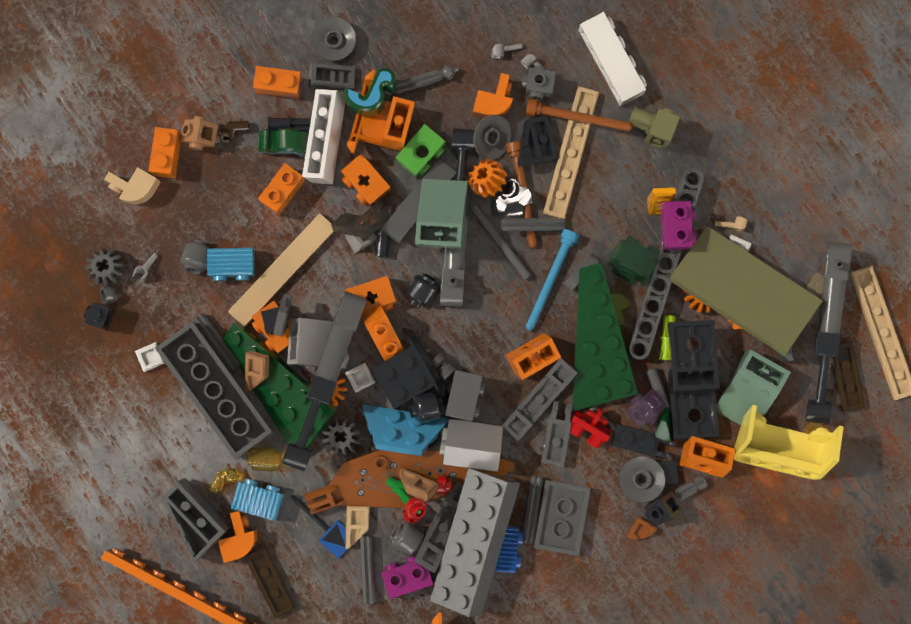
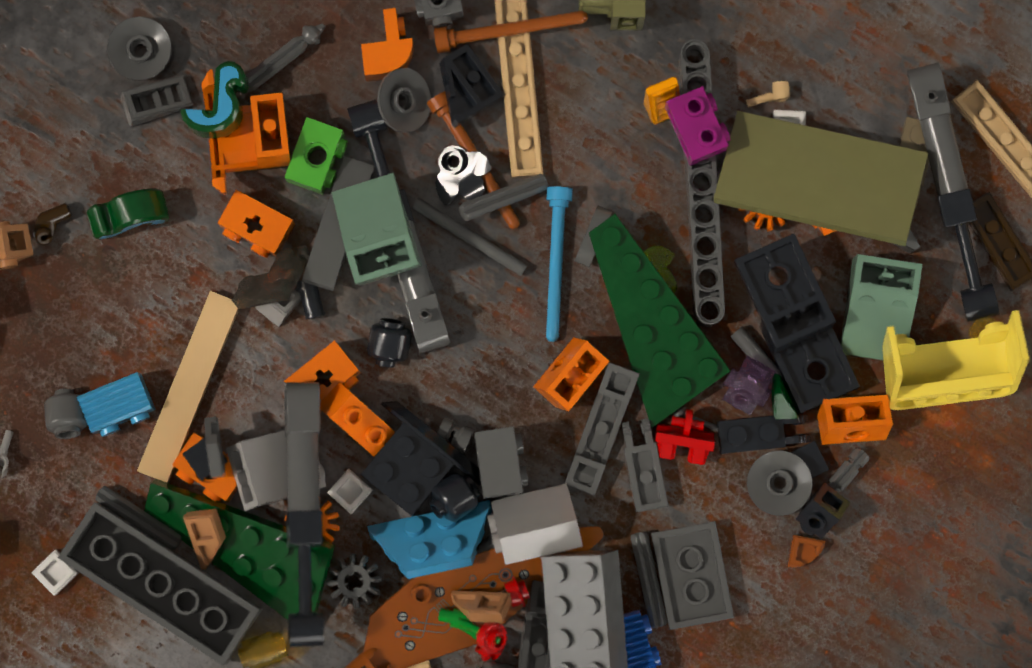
camera: 20 degrees left, 0 degrees up
(277, 82) = (86, 136): orange brick -> none
(281, 189) = (146, 278): orange brick -> none
(289, 123) = (132, 182): black axle -> none
(324, 136) = (177, 185): white brick -> none
(487, 178) = (418, 157): orange gear -> none
(633, 261) = (656, 195): clear green brick -> none
(665, 352) = (744, 298): lime axle -> none

